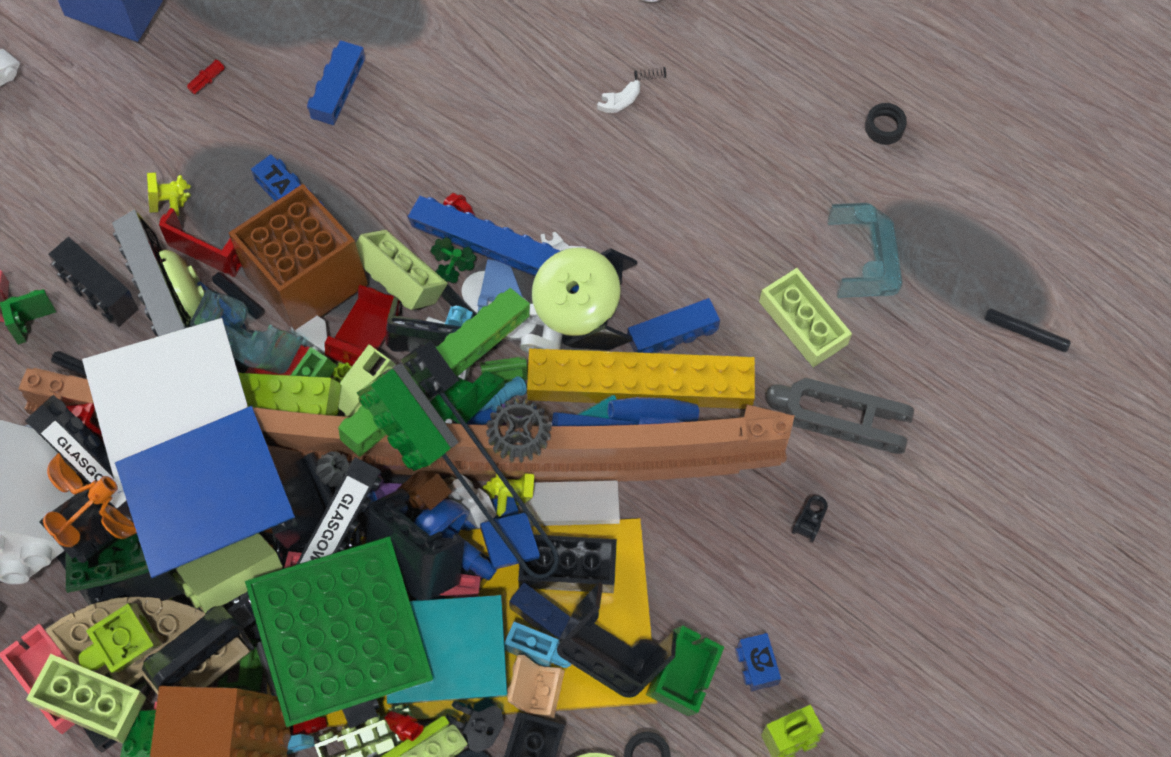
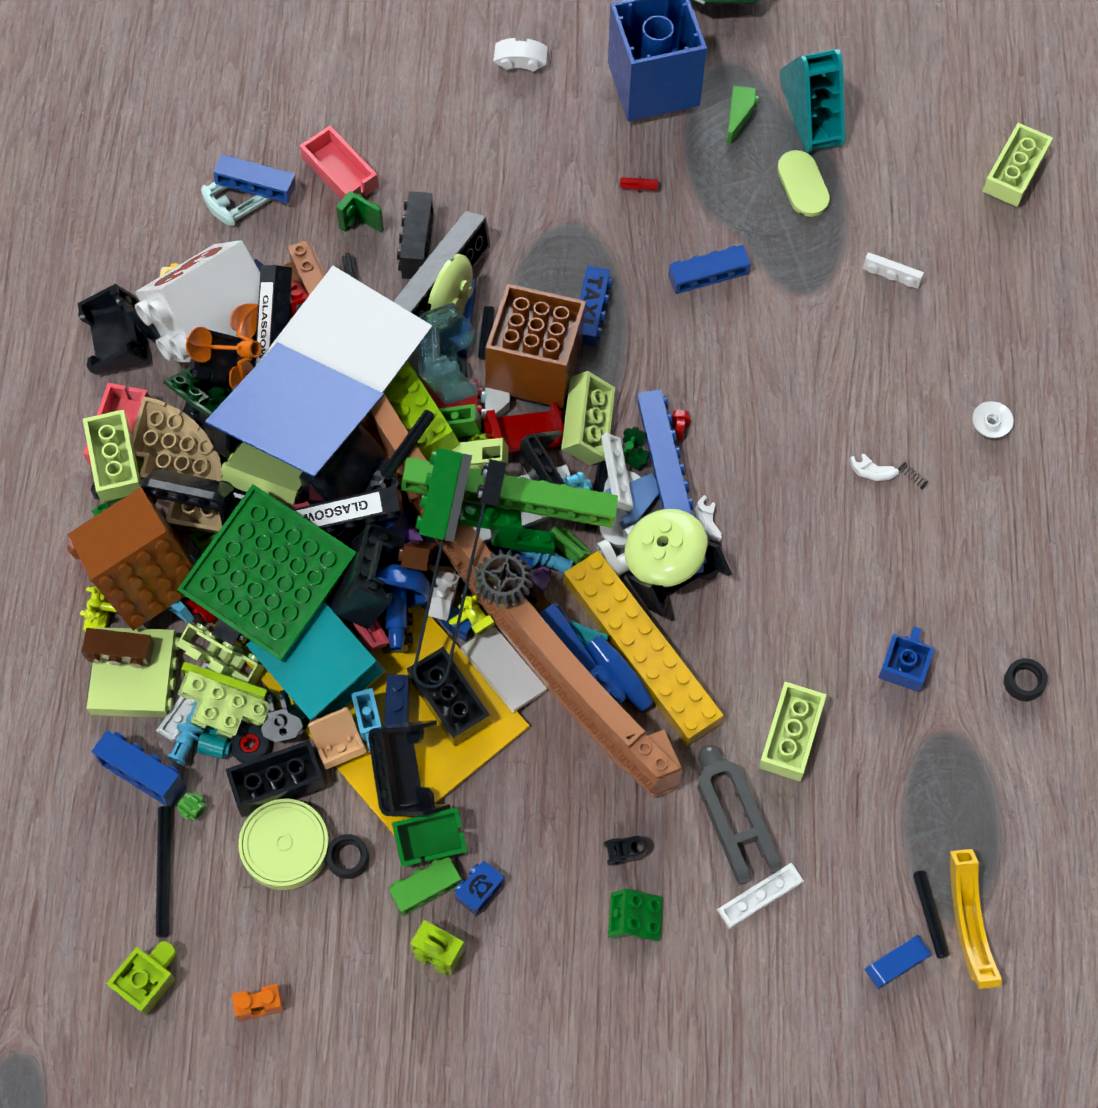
camera: 55 degrees right, 0 degrees up
(119, 640) = (165, 444): lime brick -> none
(162, 192) = (516, 222): neon yellow piece -> none
(222, 260) = (497, 254): red panel -> none
(319, 421) = (407, 444): none -> black axle
(403, 726) = (238, 670): red piece -> none
(463, 279) = (617, 471): none -> white tile
(520, 535) = (435, 643): blue tile -> none
(674, 328) = (704, 642): blue brick -> none
(723, 708) = (424, 885): none -> bright green brick
(808, 191) = (910, 649): none -> blue hinge
(872, 553) = (635, 915): none -> green bracket
(879, 276) = (888, 767): clear light blue windscreen -> none
(923, 445) = (760, 896): none -> white tile
(1047, 303) = (969, 919): none -> yellow arch
(1051, 381) = (898, 962): none -> blue beam

